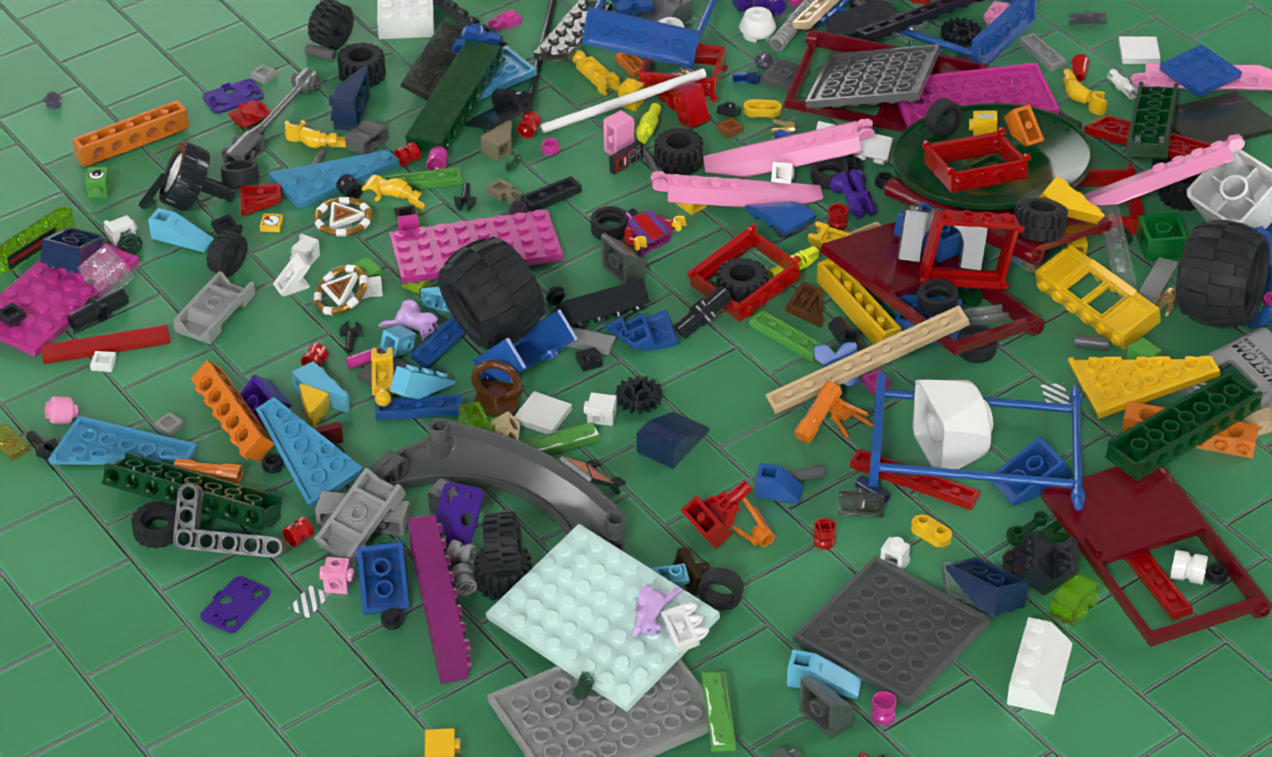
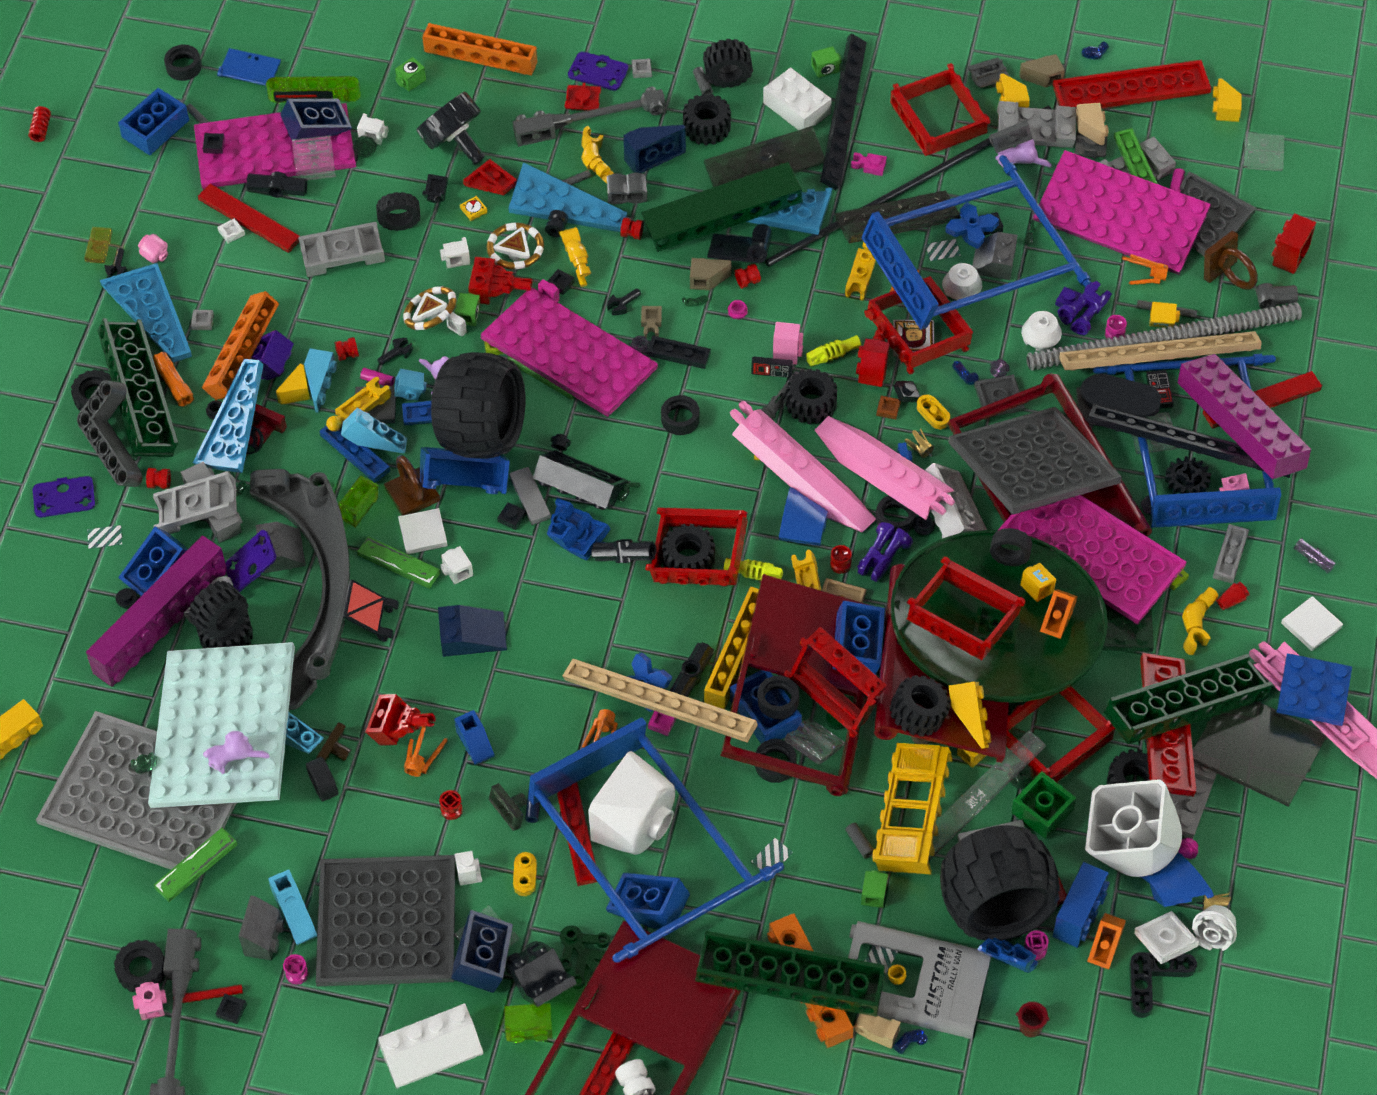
camera: 50 degrees right, 15 degrees up
(153, 190) = (425, 113): black tile -> none
(176, 230) = (401, 163): medium azure slope -> none
(240, 173) = (498, 154): black tyre -> none
(291, 278) = (421, 269): white slope -> none
(336, 575) = (133, 533): bright pink brick -> none
(353, 246) = (493, 280): none -> red brick
(430, 178) = (617, 260): bright green tile -> none
(437, 158) = (644, 251): dark pink wheel -> none
(475, 33) = (803, 166): blue plant -> none
(503, 426) = (370, 525): tan leg -> none
(621, 260) = (638, 455): flat silver slope -> none
(623, 100) = (833, 315): white piece -> none
(630, 86) = (854, 313): yellow brick -> none
(638, 394) = (496, 577): black gear -> none
(649, 231) = (688, 446): torso -> none
(683, 626) = (233, 783): white plate -> none
(782, 172) = (857, 483): white brick -> none
(784, 334) = (664, 625): bright green tile -> none
(807, 304) = (712, 612): reddish brown wing -> none
(808, 473) = (511, 747): dark grey axle -> none
(825, 400) = (595, 703): orange axle -> none
(918, 222) = (839, 625): arch -> none
(1114, 381) = (829, 903): yellow wing -> none
(1122, 83) = (1245, 640): white pin -> none
(1166, 174) = (1090, 755): bright pink hinge -> none

